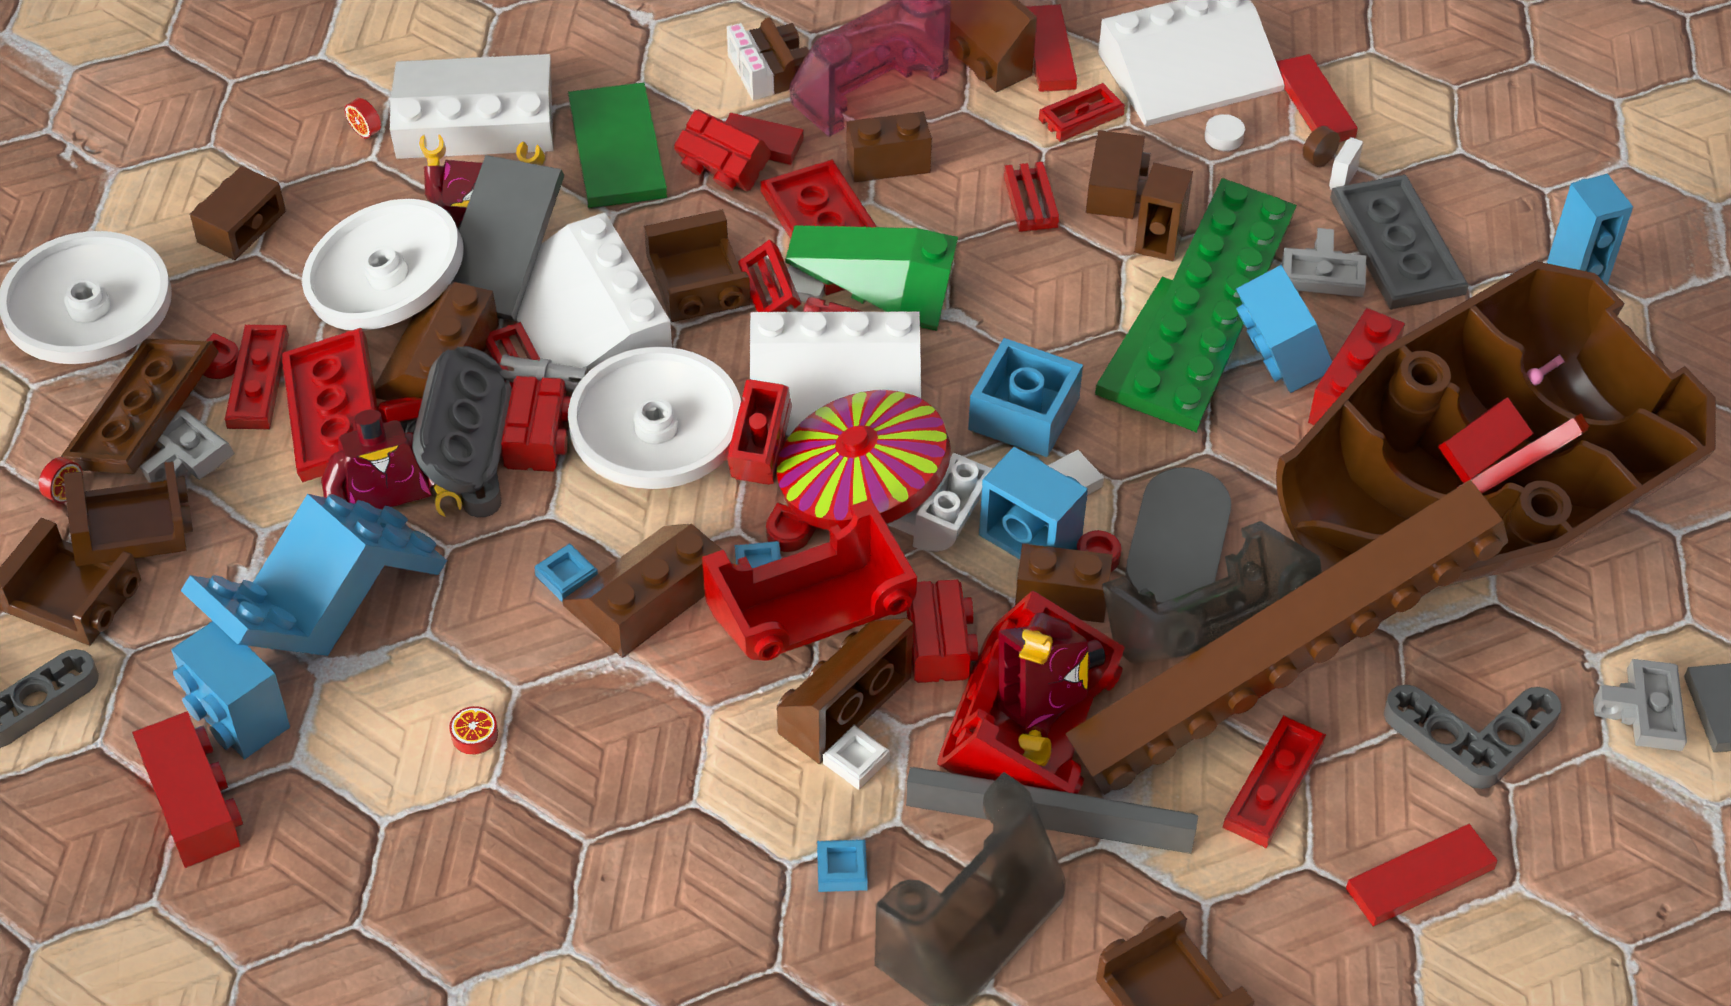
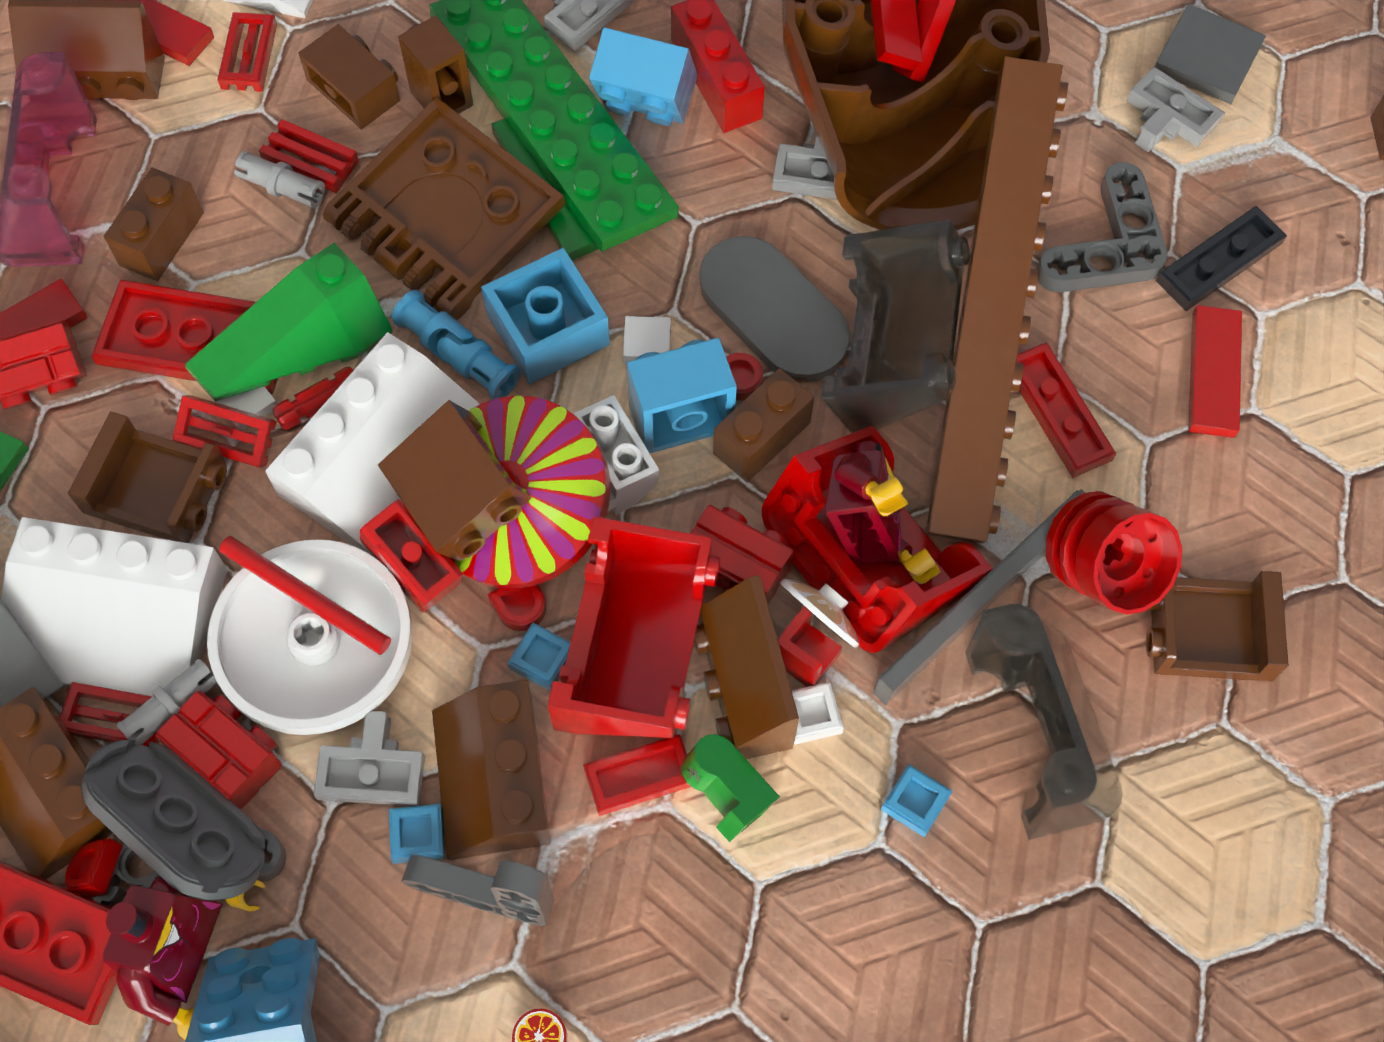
camera: 55 degrees left, 15 degrees up
(553, 624) = (514, 892): none -> dark grey beam
(591, 516) = (370, 768): none -> light grey hinge
(678, 391) = (305, 595): none -> red bar
(716, 677) = (637, 775): none -> red tile
(753, 718) = (728, 782): none -> green leg
(825, 407) = (453, 483): none -> reddish brown panel
(902, 715) = (807, 650): none -> red panel
(934, 700) = (826, 606): none -> white dish
(956, 365) = (455, 345): none -> dark azure piece
(993, 190) = (279, 179): none -> light grey pin
(1061, 289) = (444, 203): none -> reddish brown hinge
(1143, 884) = (1114, 552): none -> red wheel
(1542, 823) = (1221, 258): none -> black tile

